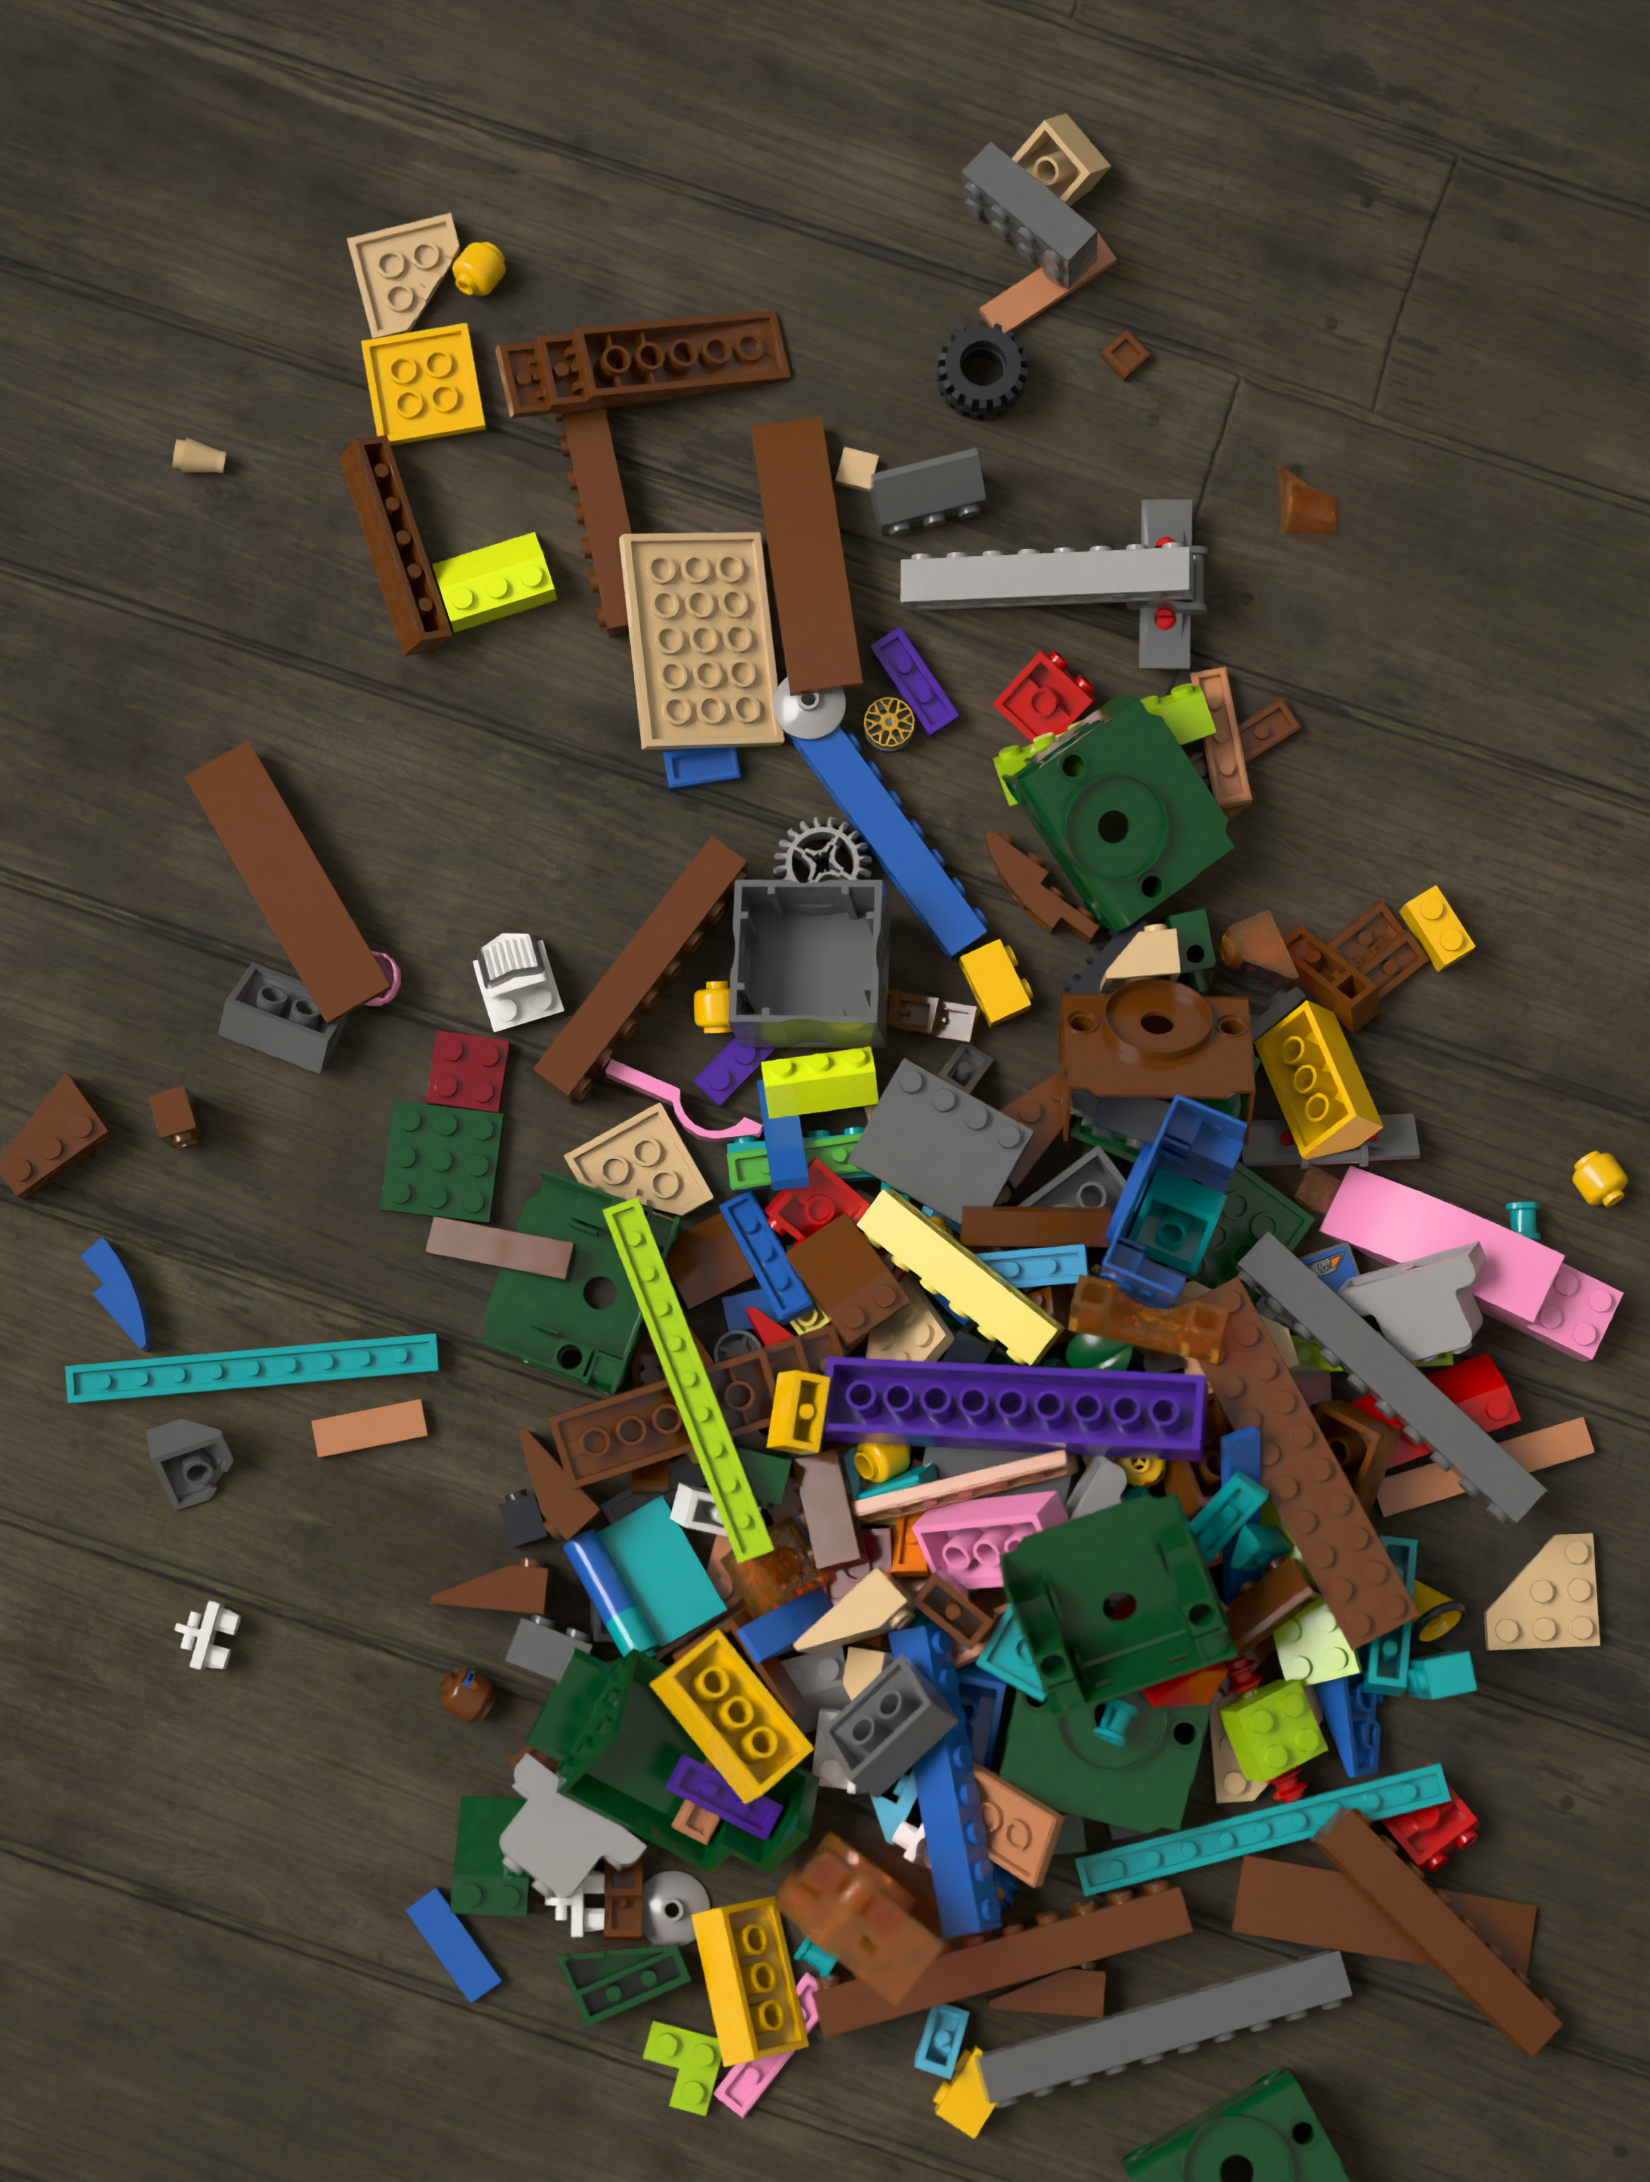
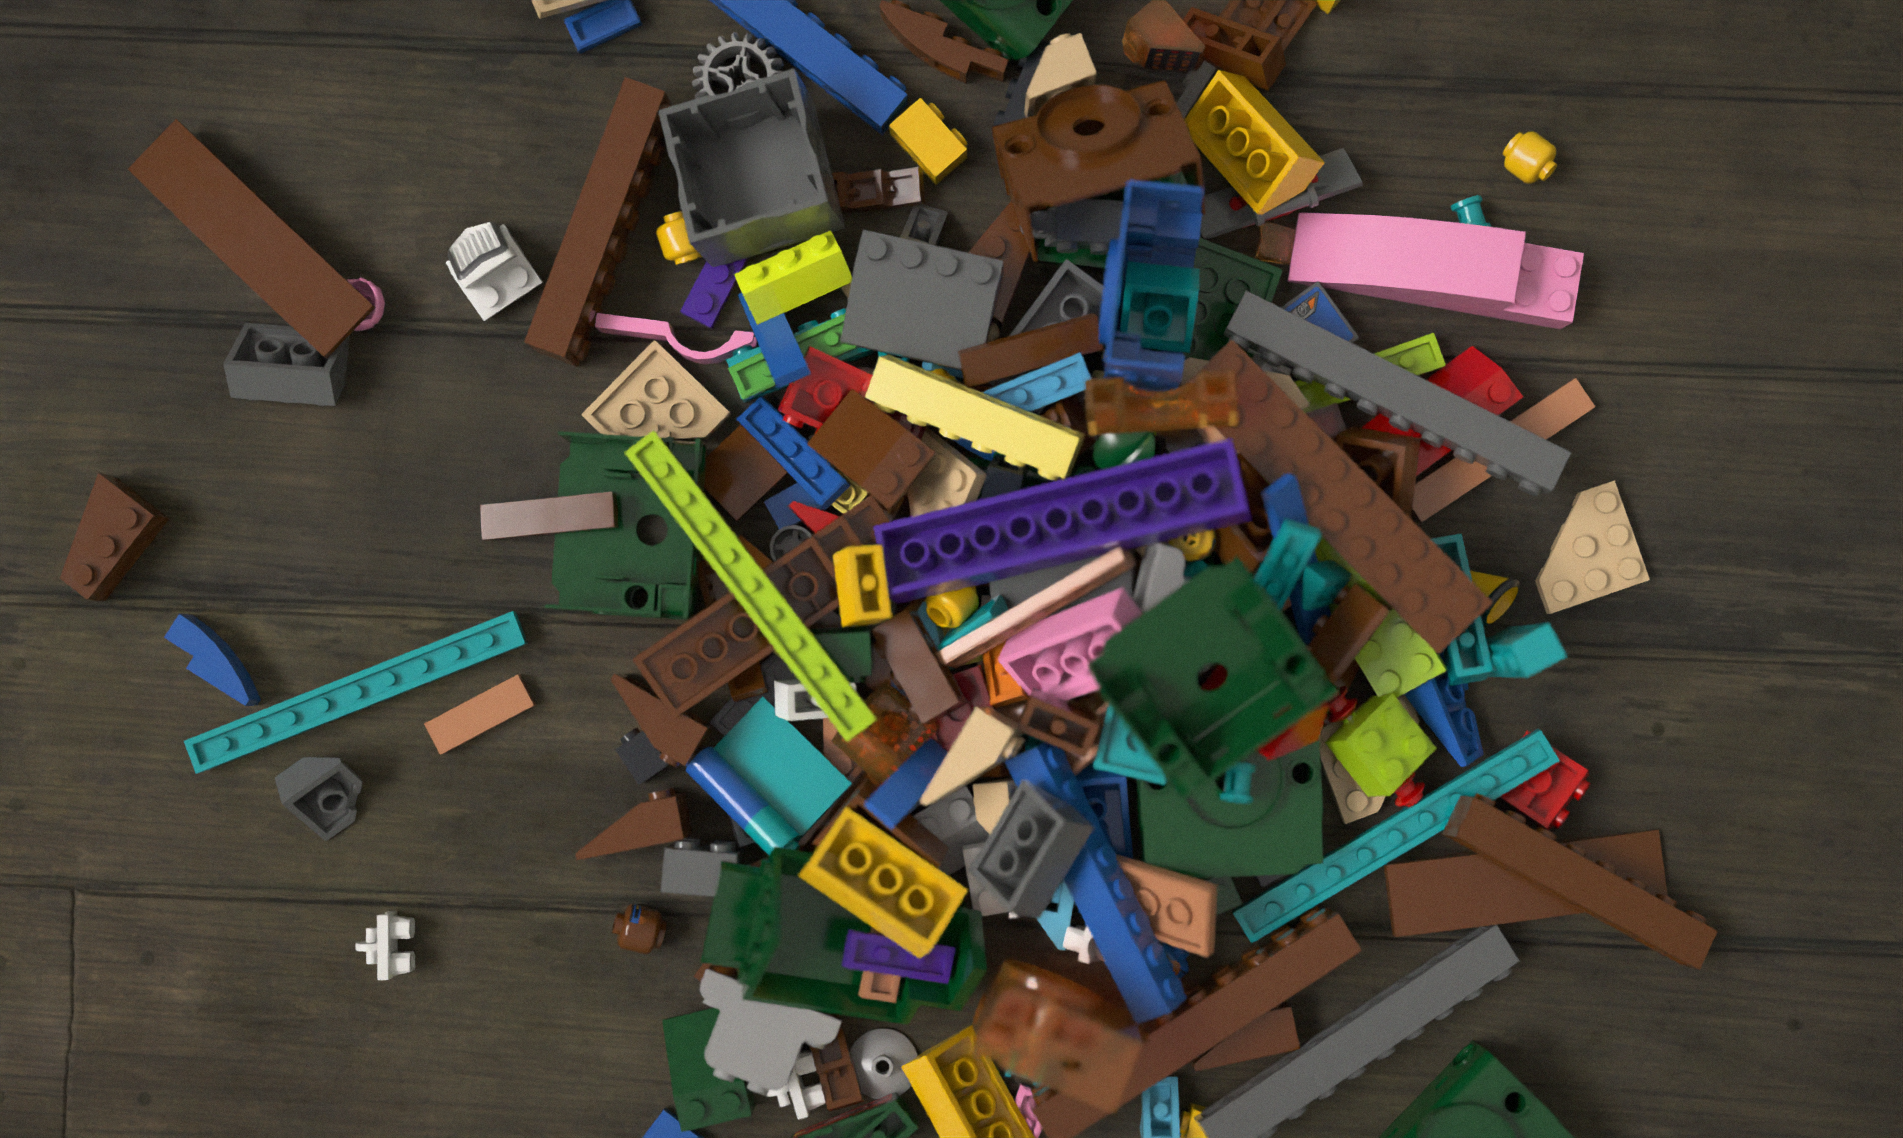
camera: 10 degrees left, 5 degrees up
(178, 1117) = (214, 483): reddish brown brick -> none
(442, 1162) = (473, 453): dark green plate -> none
(467, 1072) = (472, 364): dark red plate -> none
(1193, 931) = (1101, 43): dark green torso -> none
(1423, 1302) = (1406, 314): light grey brick -> none

